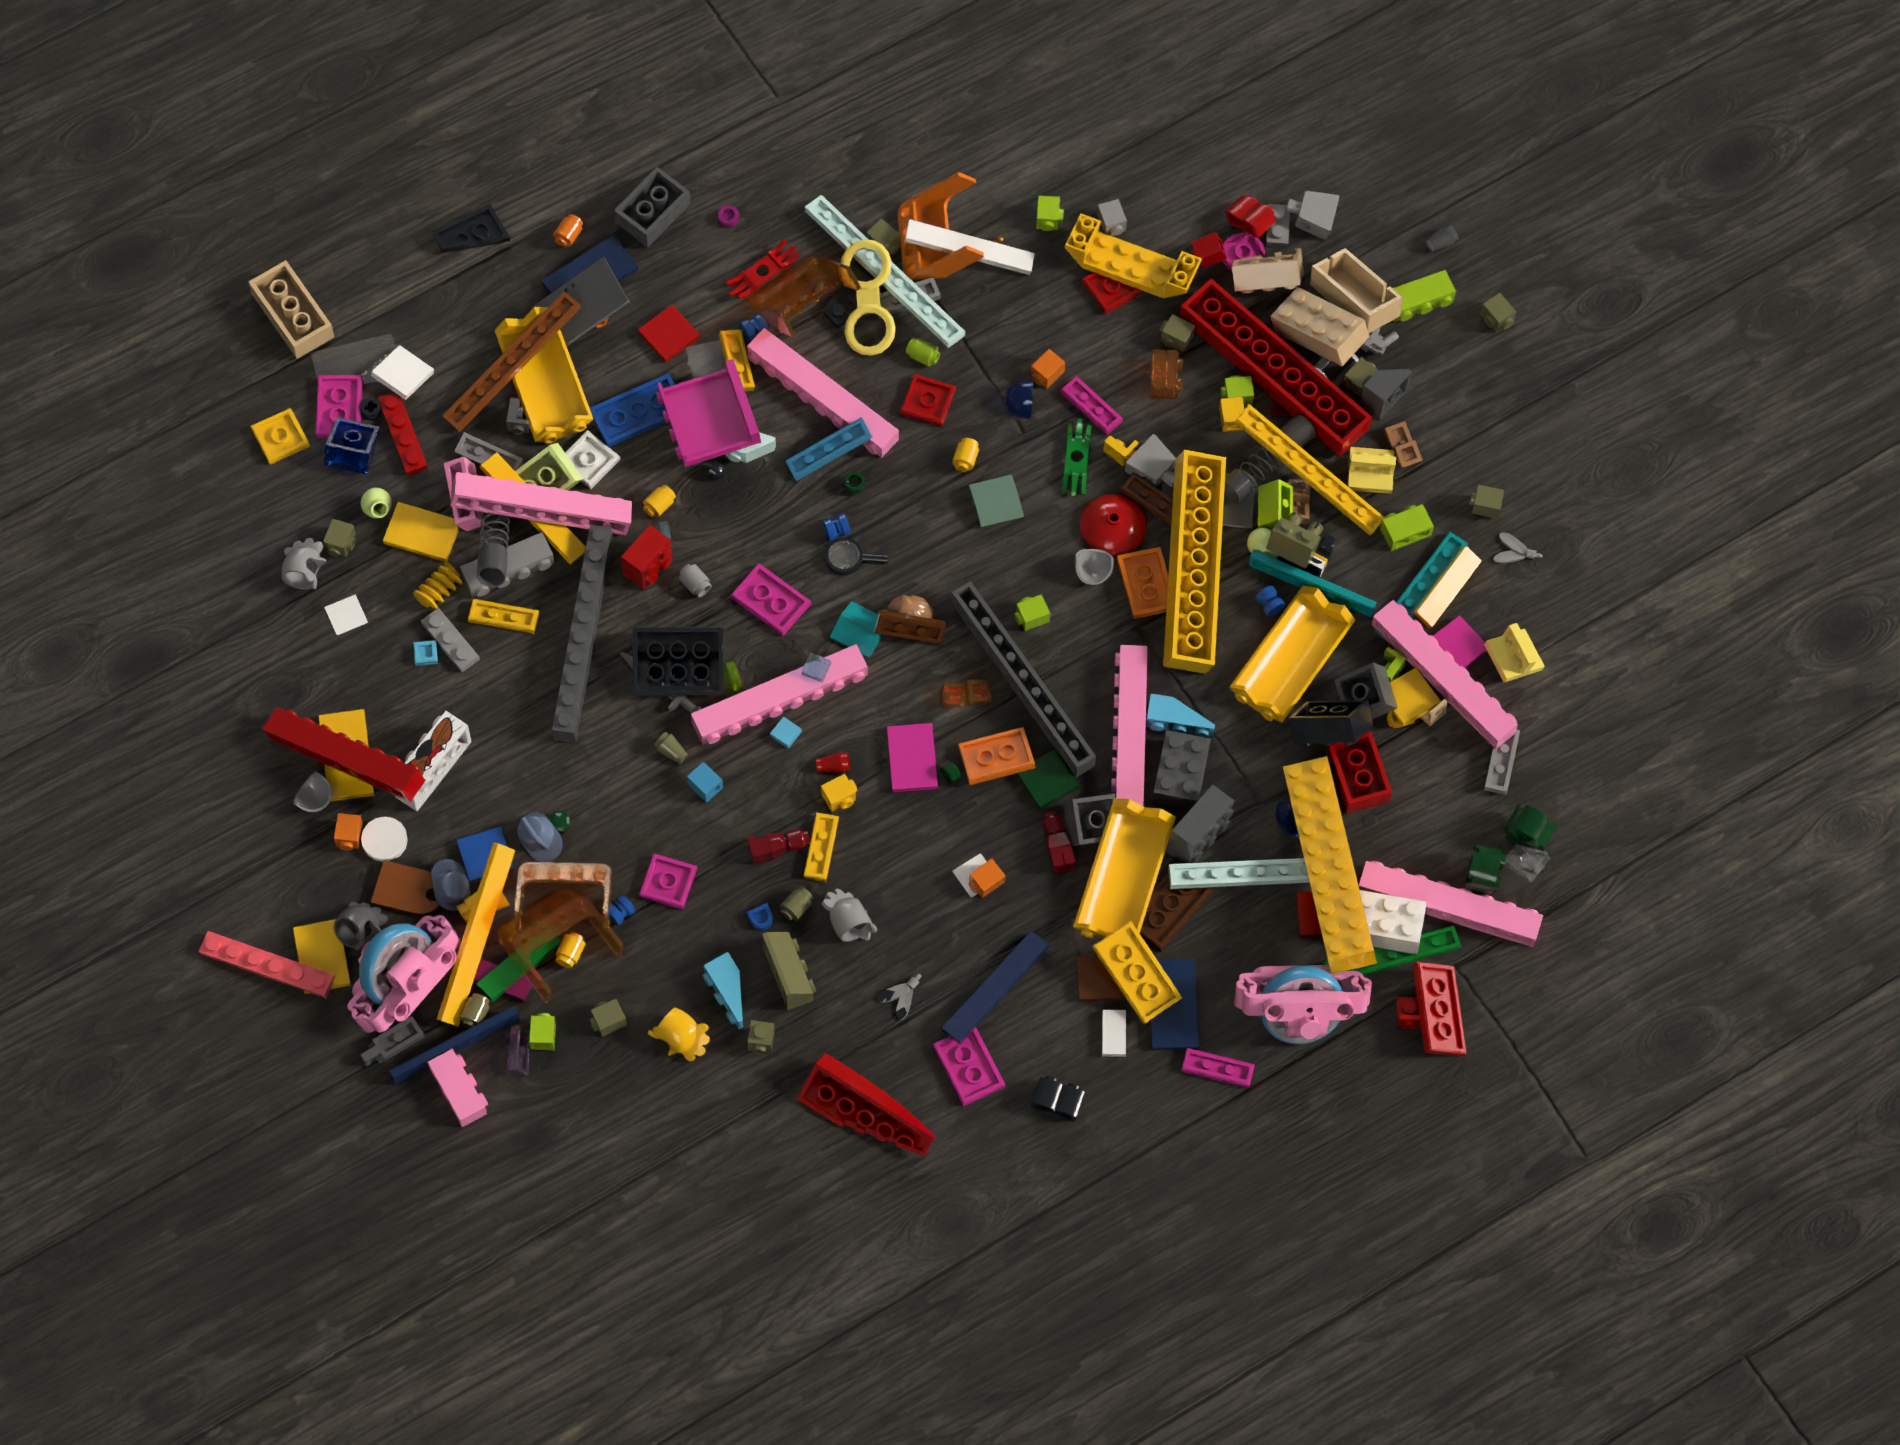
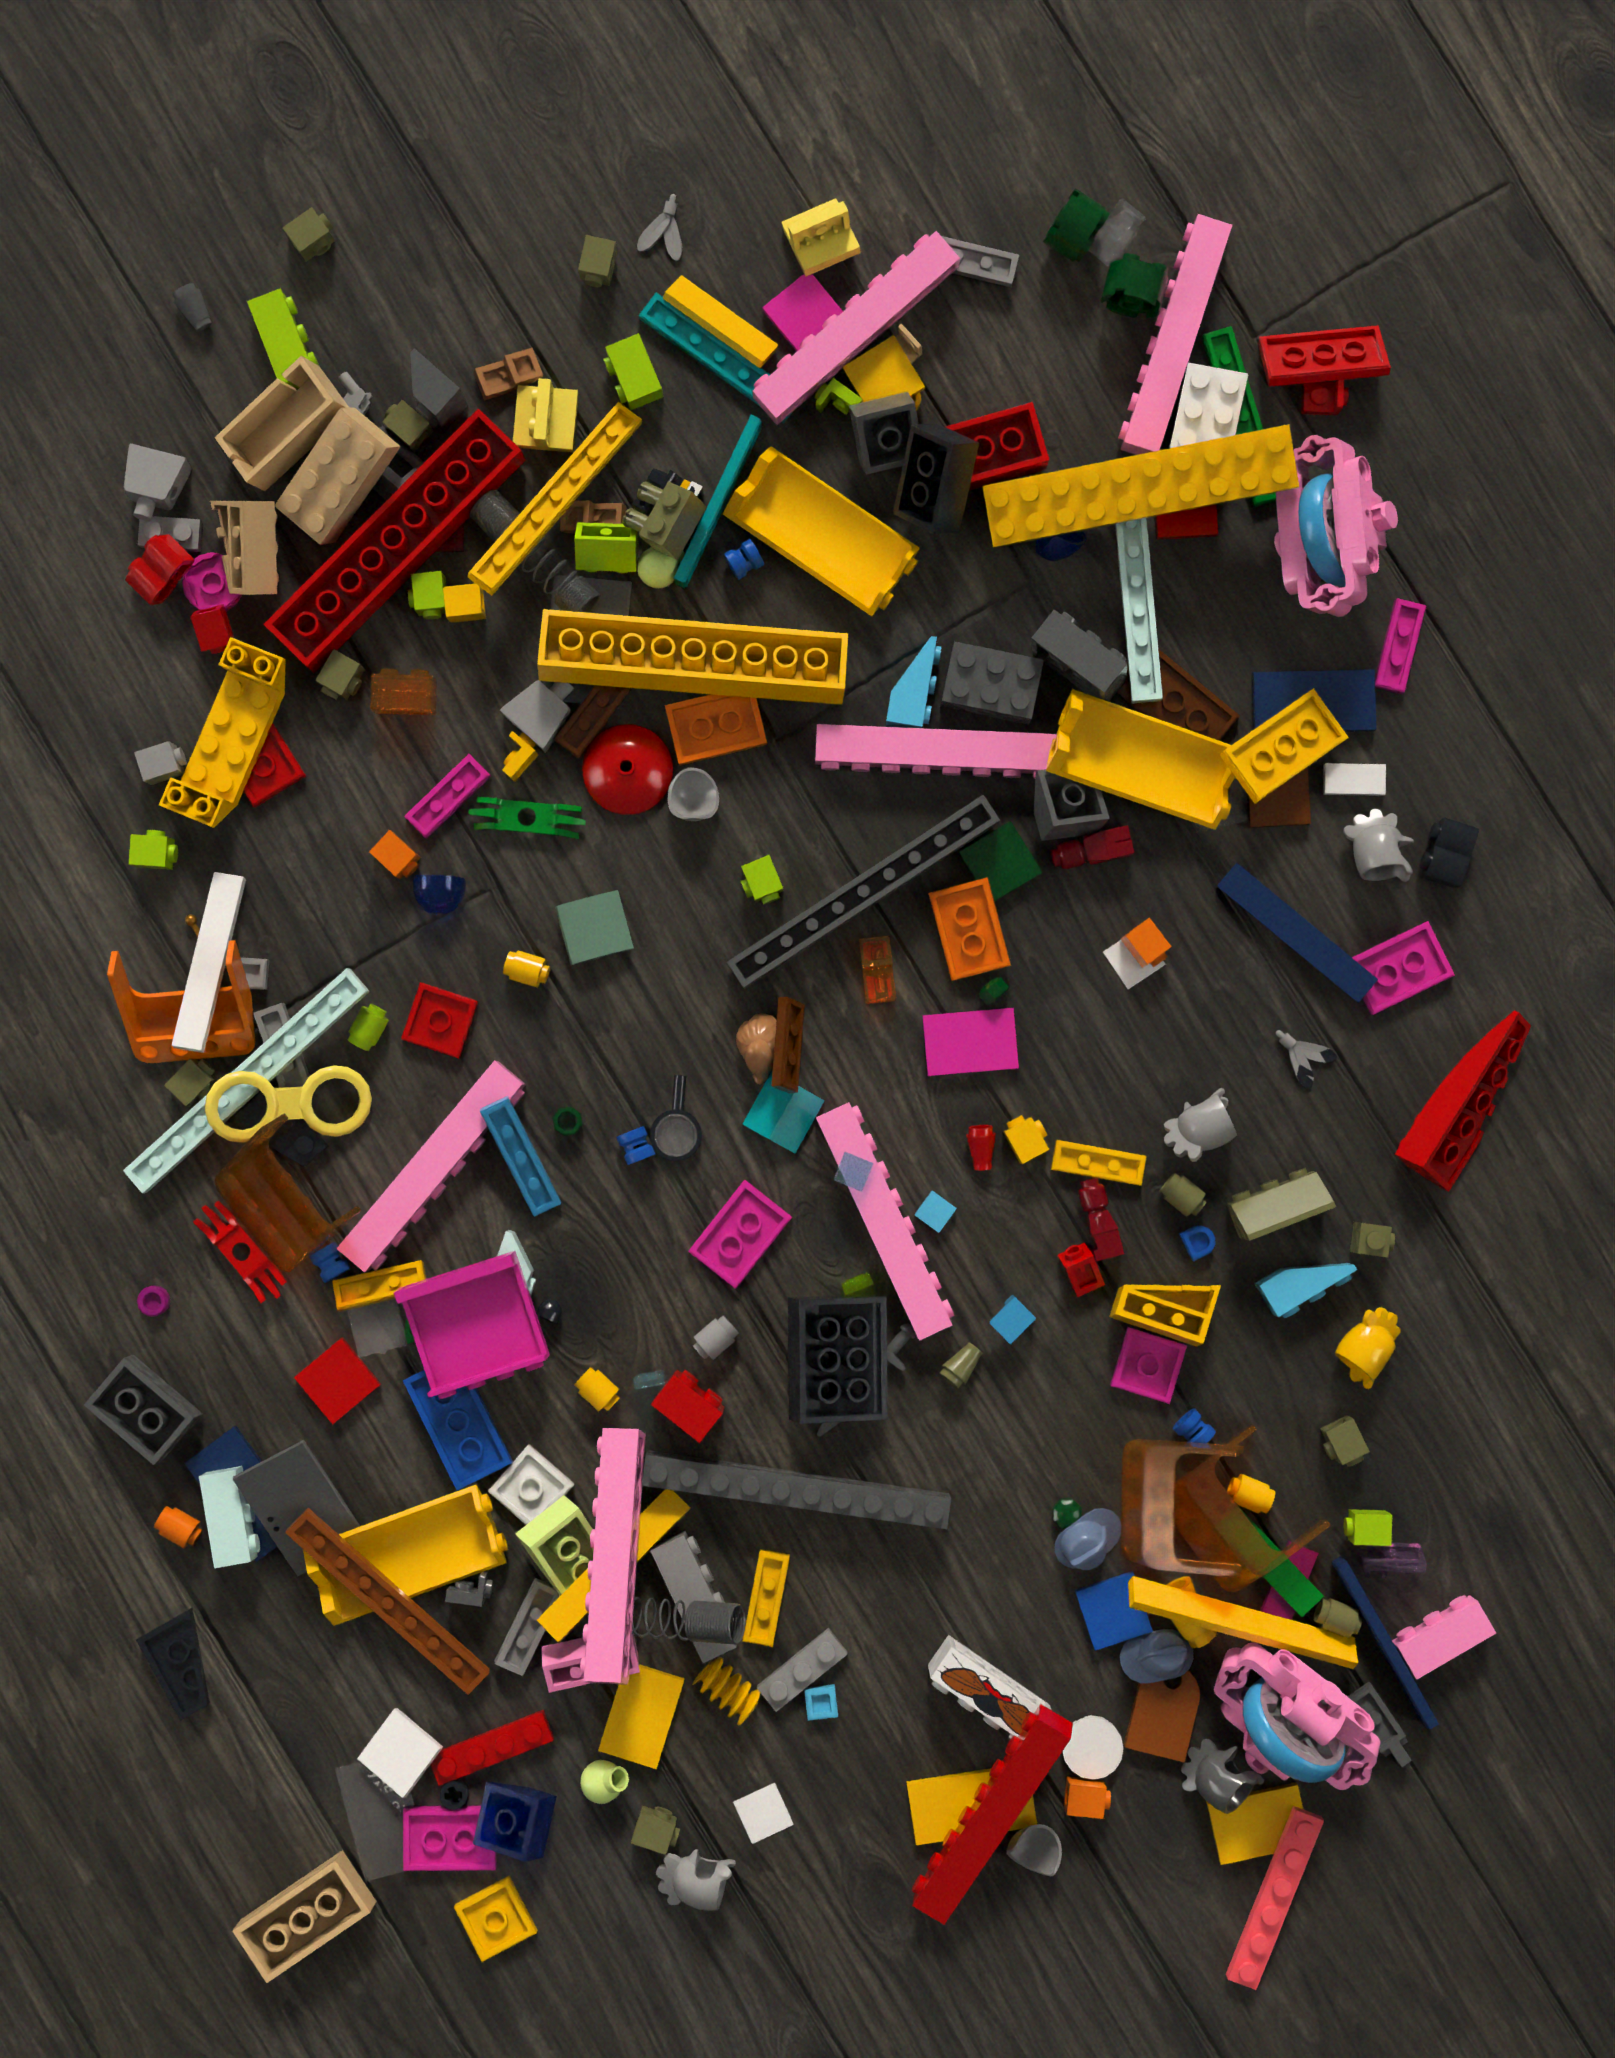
camera: 85 degrees left, 20 degrees up
(571, 259) = (228, 1519): none -> light aqua brick
(710, 890) = (1168, 1310): none -> yellow wedge
(739, 830) = (1081, 1269): none -> red bracket
(962, 279) = (256, 972): none -> light grey tile
(1061, 1044) = (1377, 847): none -> light grey piece

